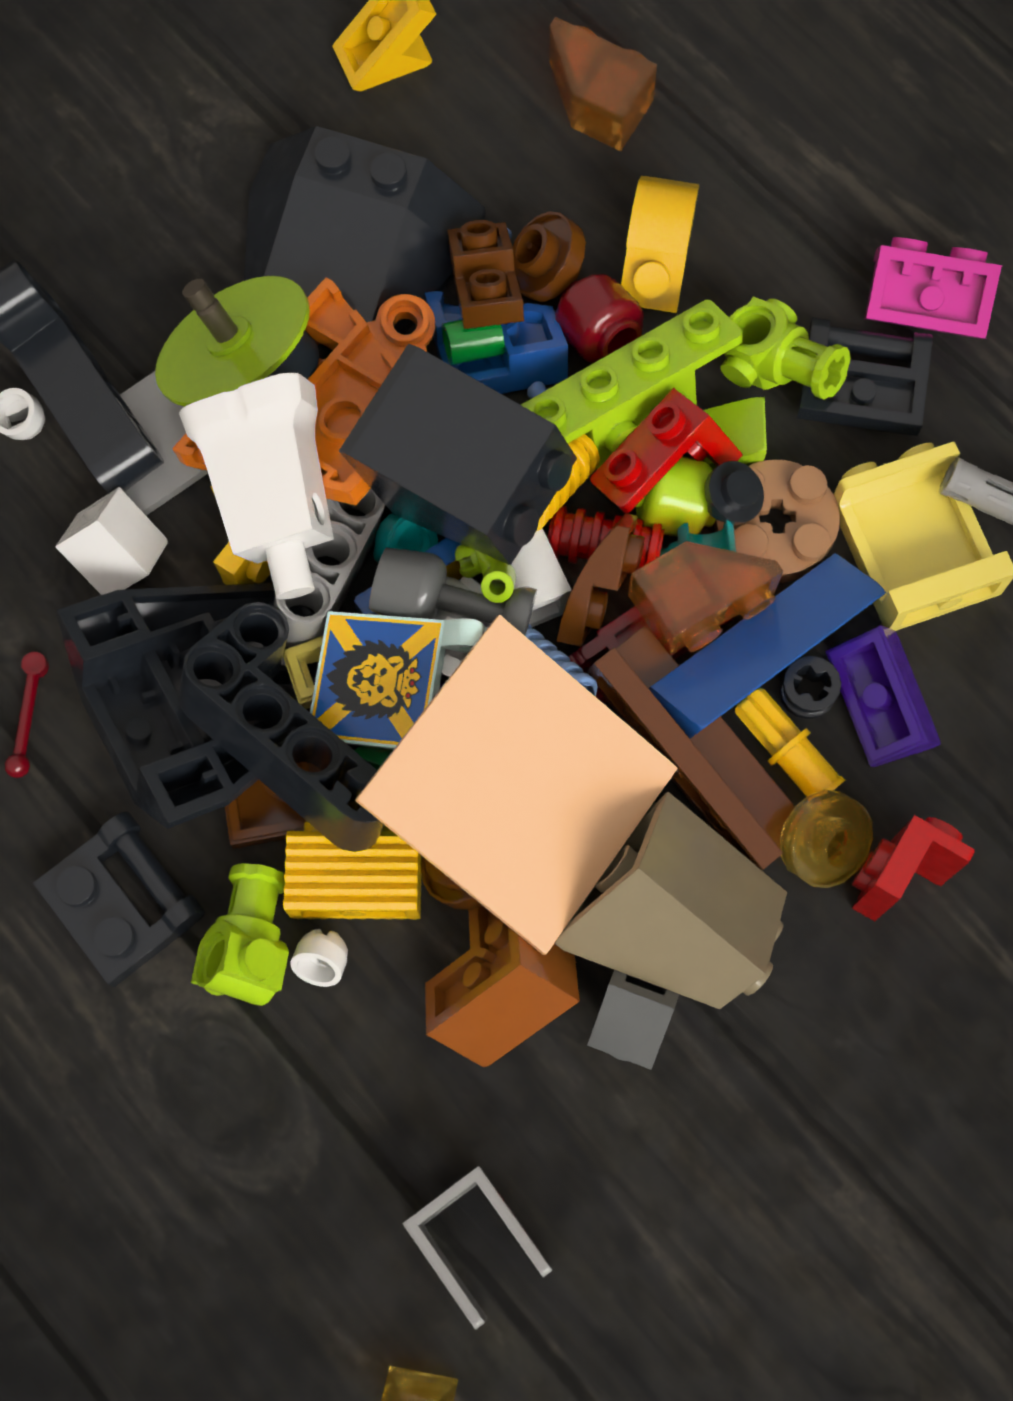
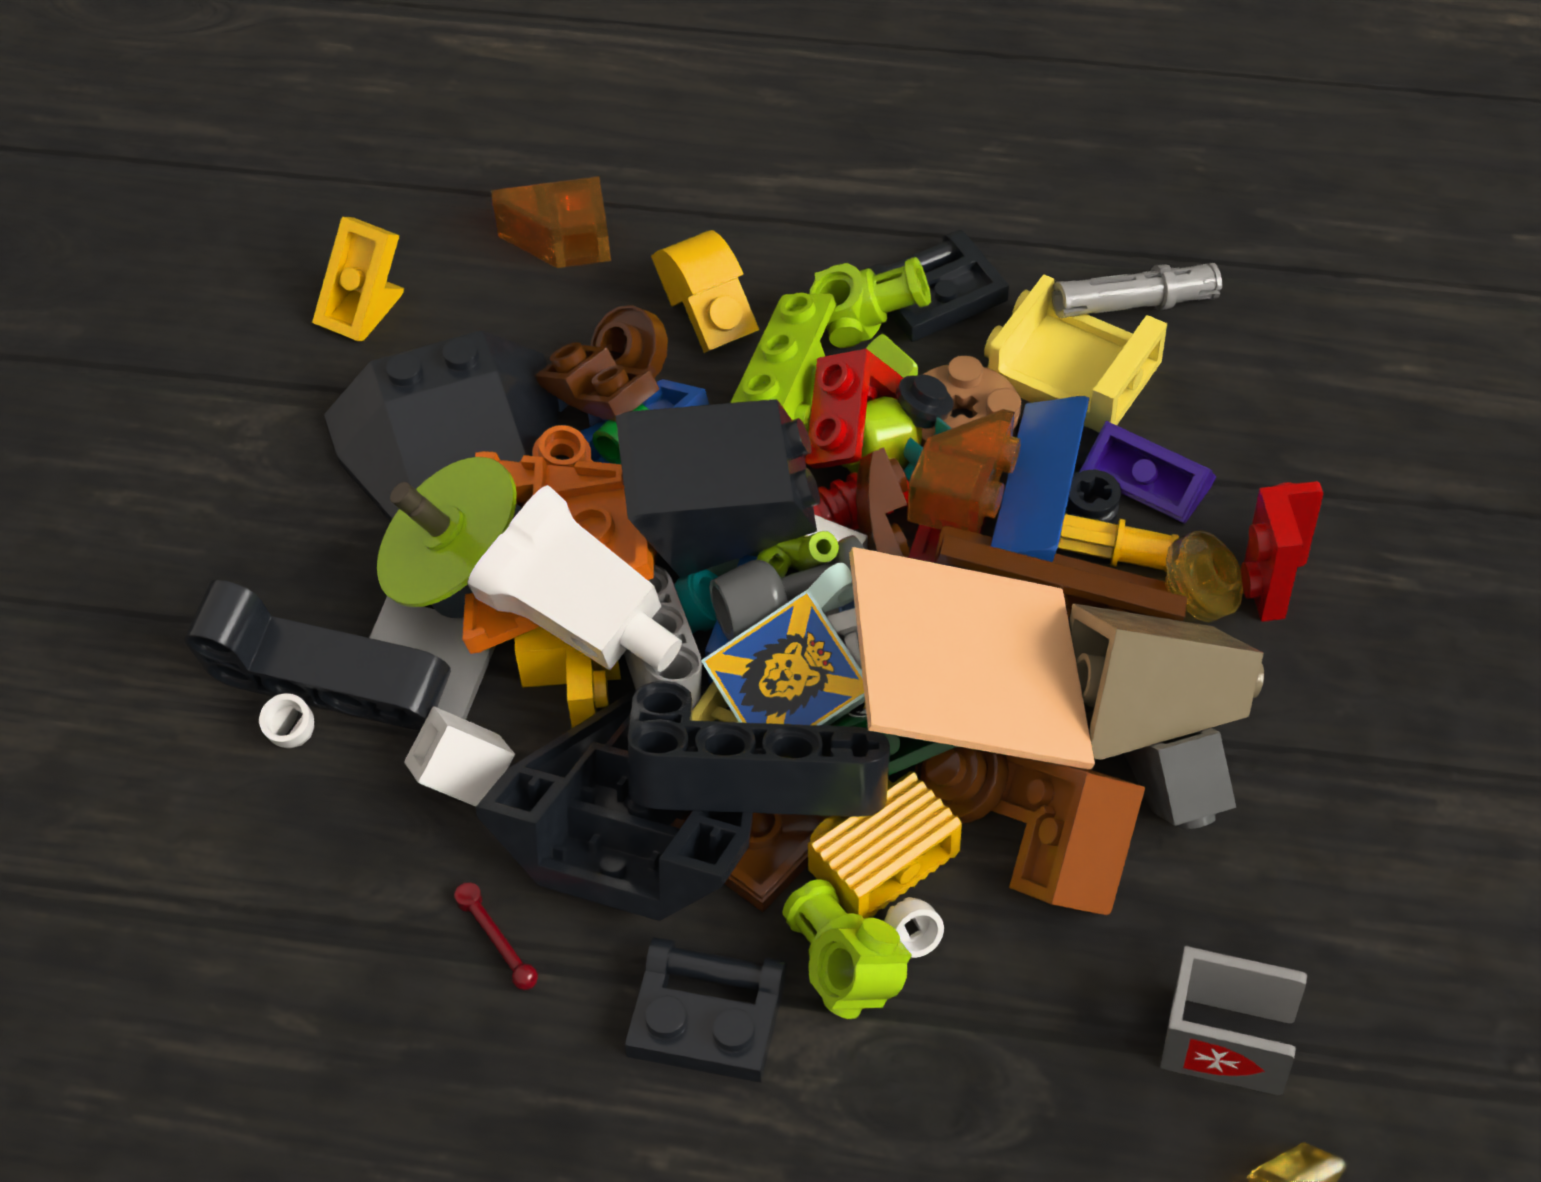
camera: 40 degrees left, 20 degrees down
(598, 317) = (708, 360): dark red head -> none
(933, 289) = (930, 203): dark pink bracket -> none

